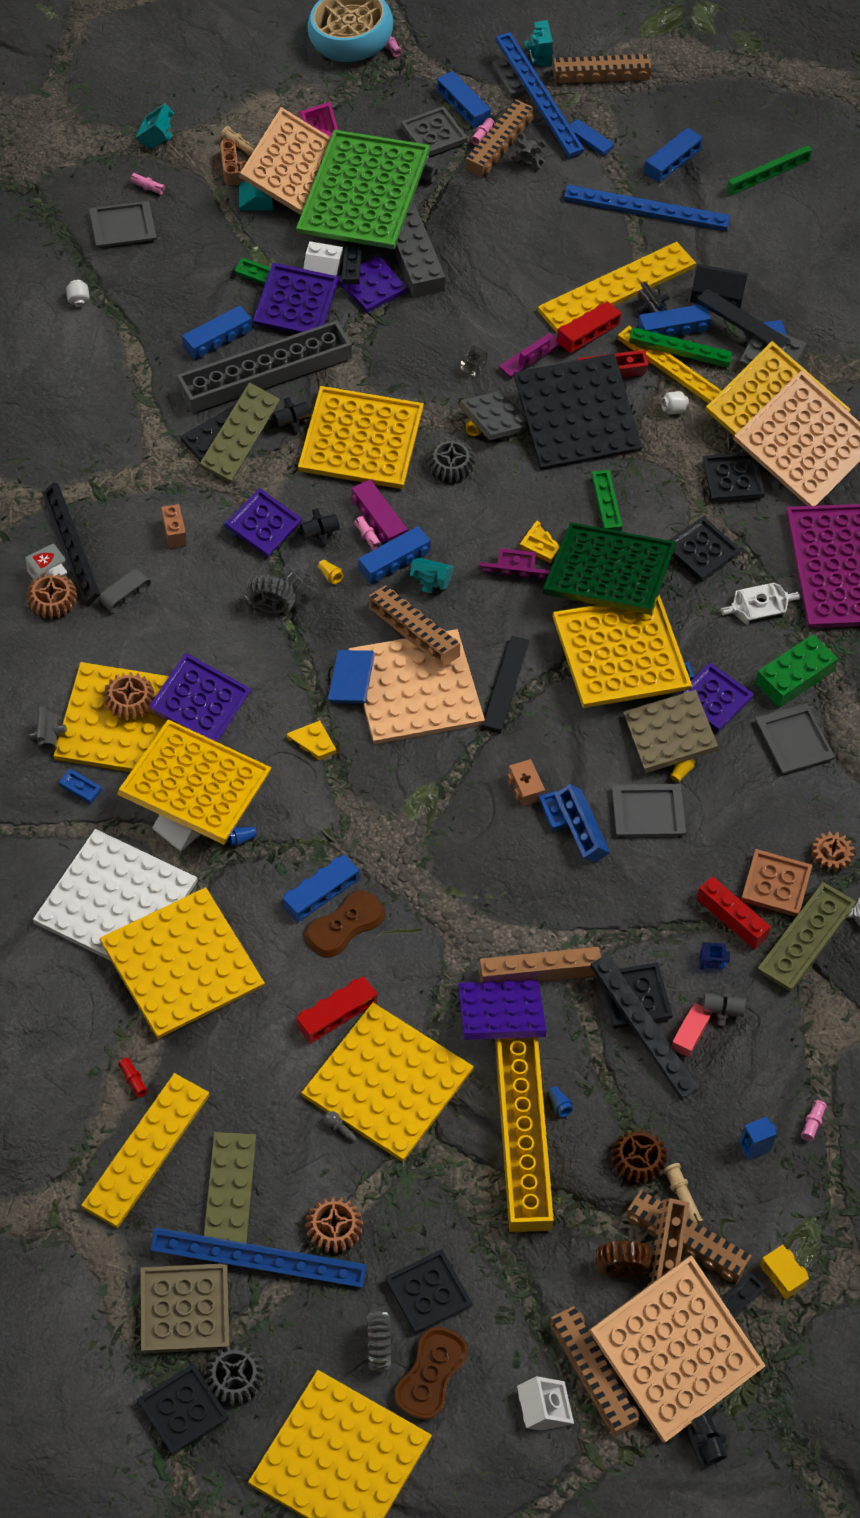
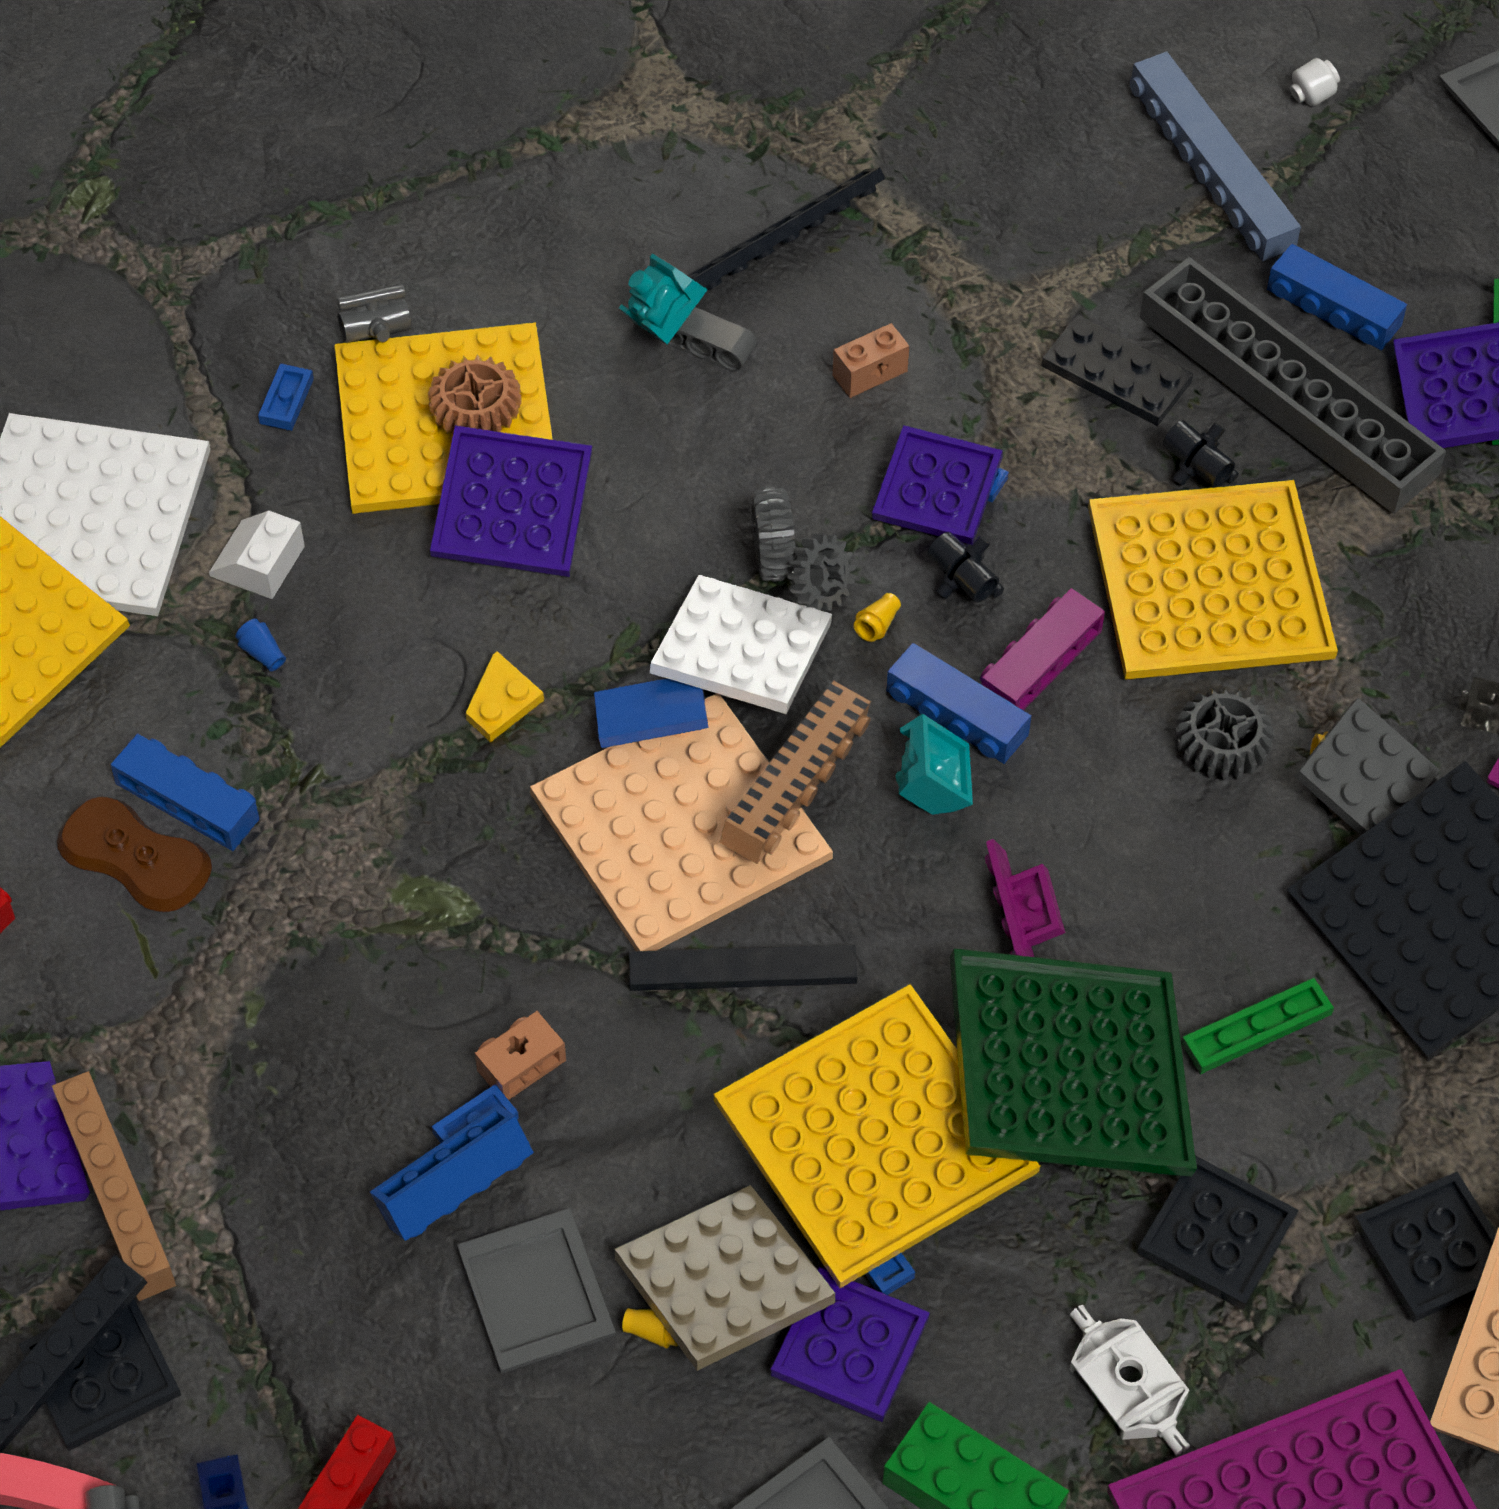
camera: 75 degrees right, 0 degrees up
(41, 590) = (656, 232): nougat gear -> none
(45, 562) = (706, 214): piece -> none
(102, 597) = (661, 298): none -> teal brick
(104, 348) = (1214, 156): none -> sand blue brick
(194, 781) = (324, 535): yellow plate -> none
(239, 433) = (1119, 390): olive plate -> none
(326, 629) = (741, 644): none -> white plate
(367, 533) = (991, 649): bright pink pin -> none
(540, 542) = (1100, 932): yellow wing -> none

